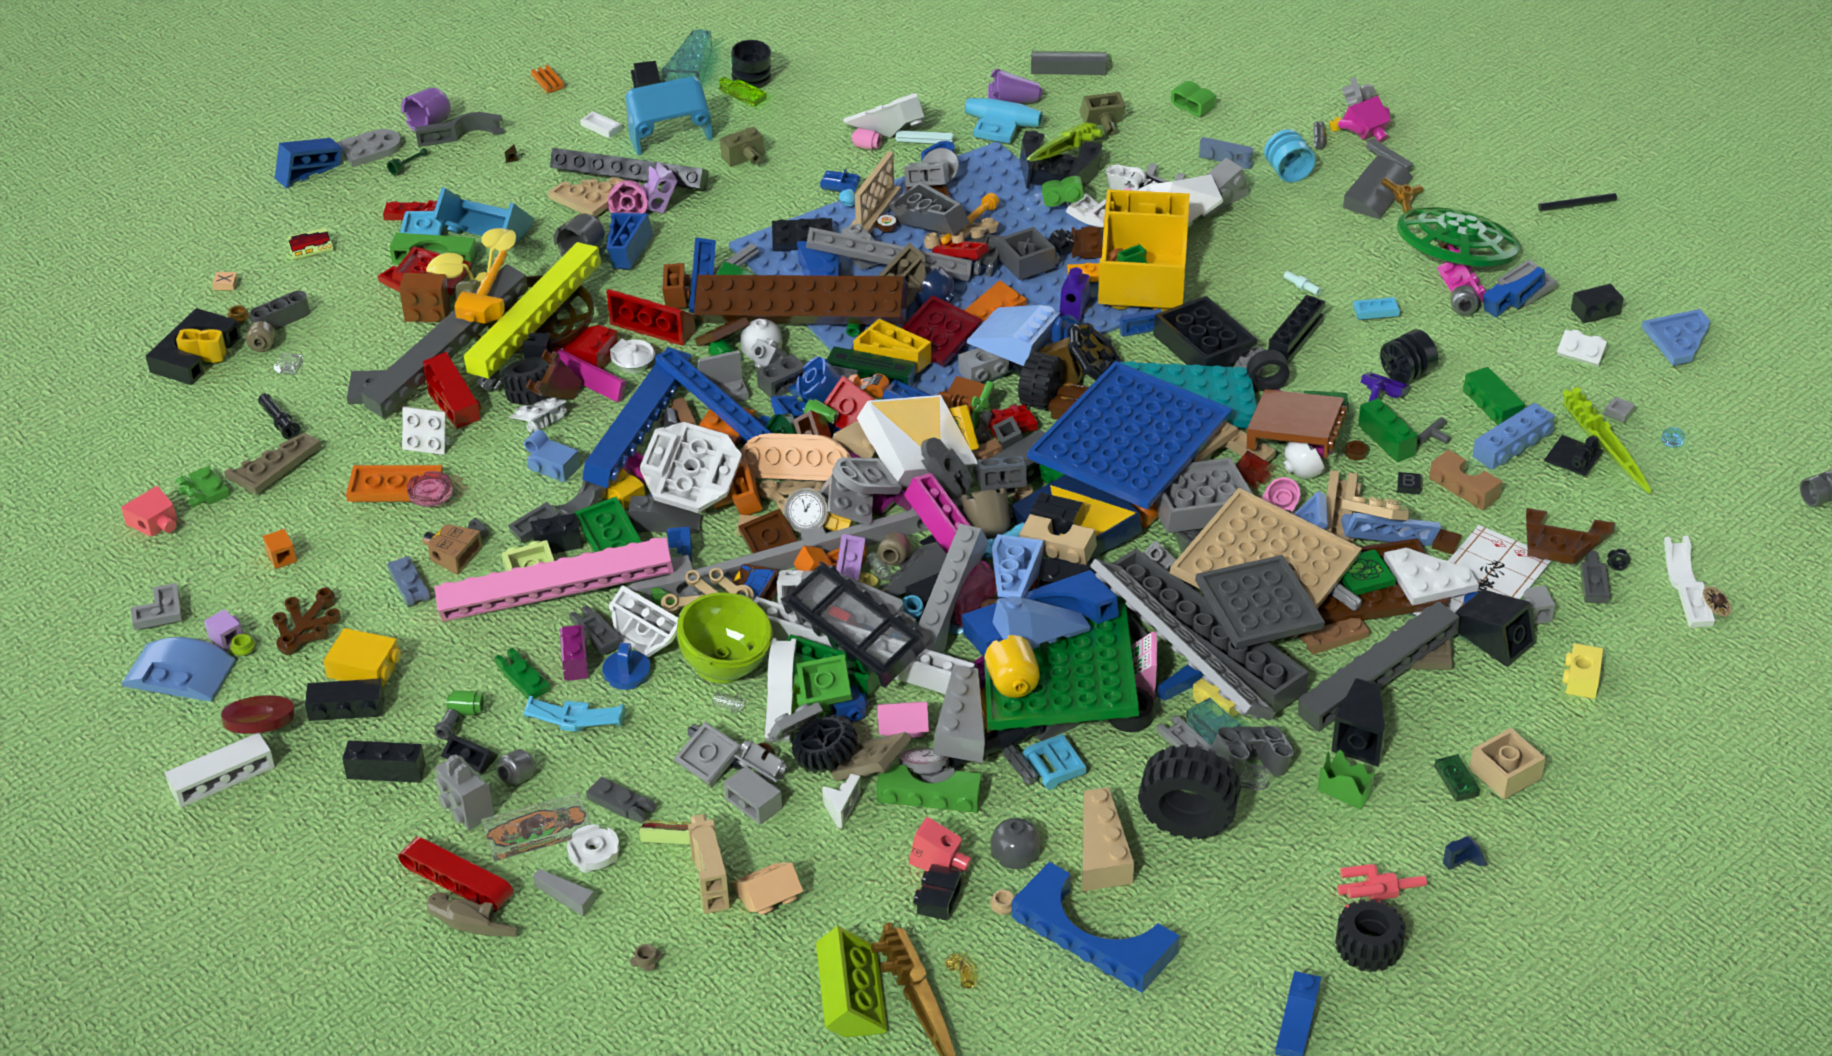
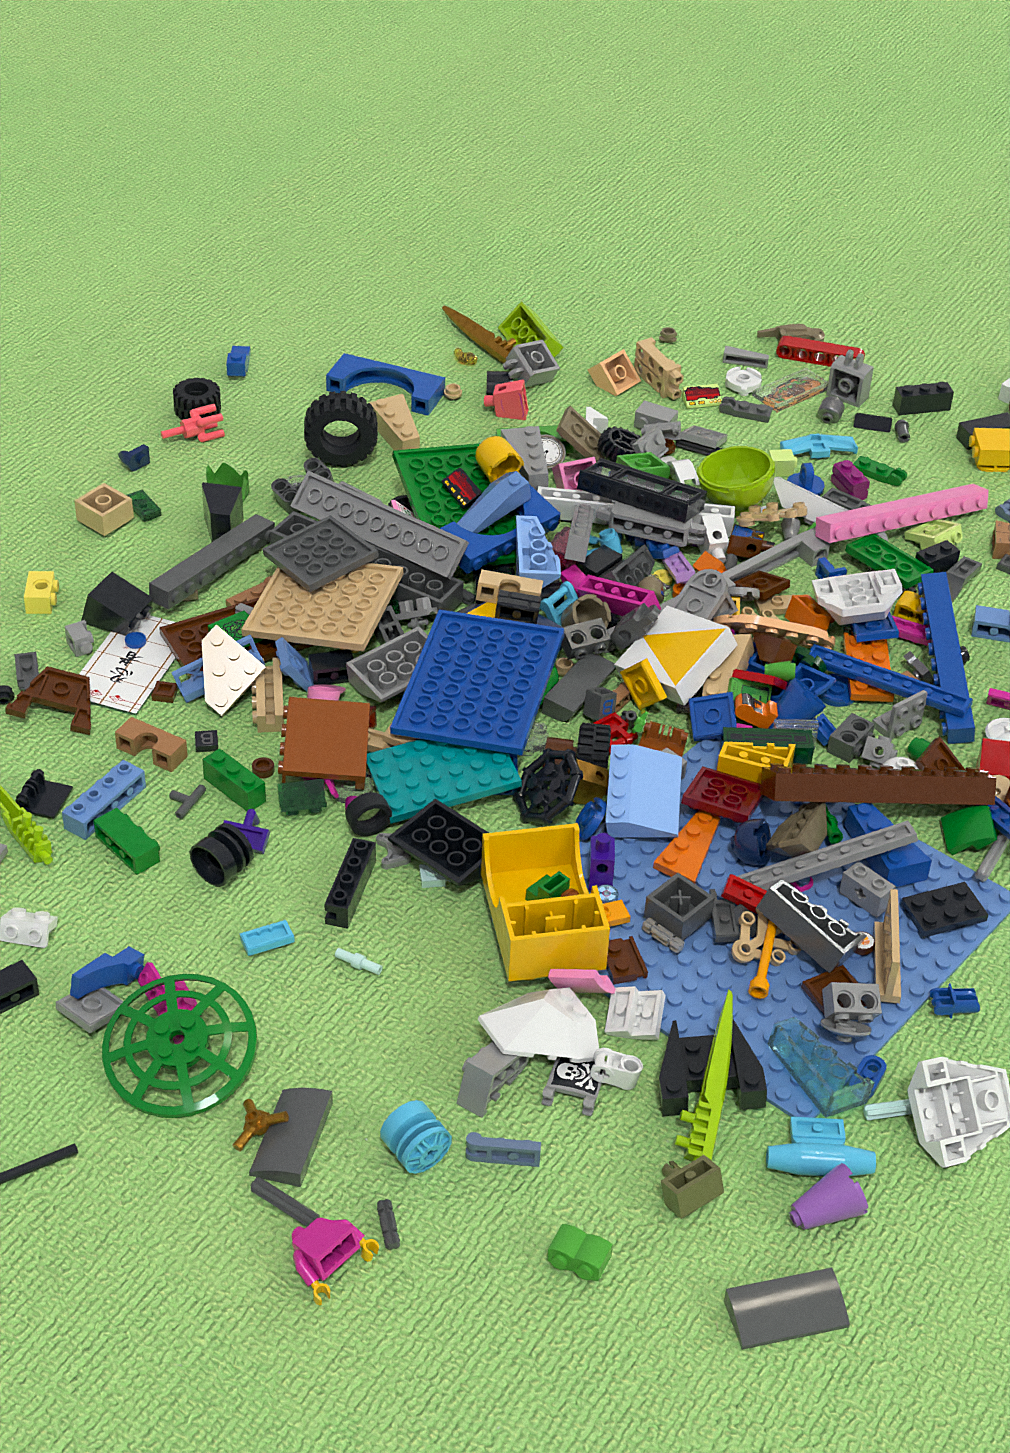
camera: 160 degrees right, 0 degrees up
(465, 702) = (901, 441): bright green brick -> none
(637, 697) = (784, 462): none -> yellowish green brick
(847, 197) = (926, 966): medium azure hinge -> none
(884, 897) = (531, 363): none -> light grey hinge
(976, 143) = (818, 1069): none -> clear light blue wedge
(1015, 843) = (458, 421): dark grey cylinder -> none
(1061, 241) = (649, 939): black gear -> none
(1067, 190) = (683, 1005): bright green brick -> none
(1067, 659) = (461, 488): none -> slope
(1355, 95) = (344, 1312): light grey hips -> none
(1428, 577) = (174, 636): white plate -> none
(1464, 300) = (167, 959): flat silver head -> none

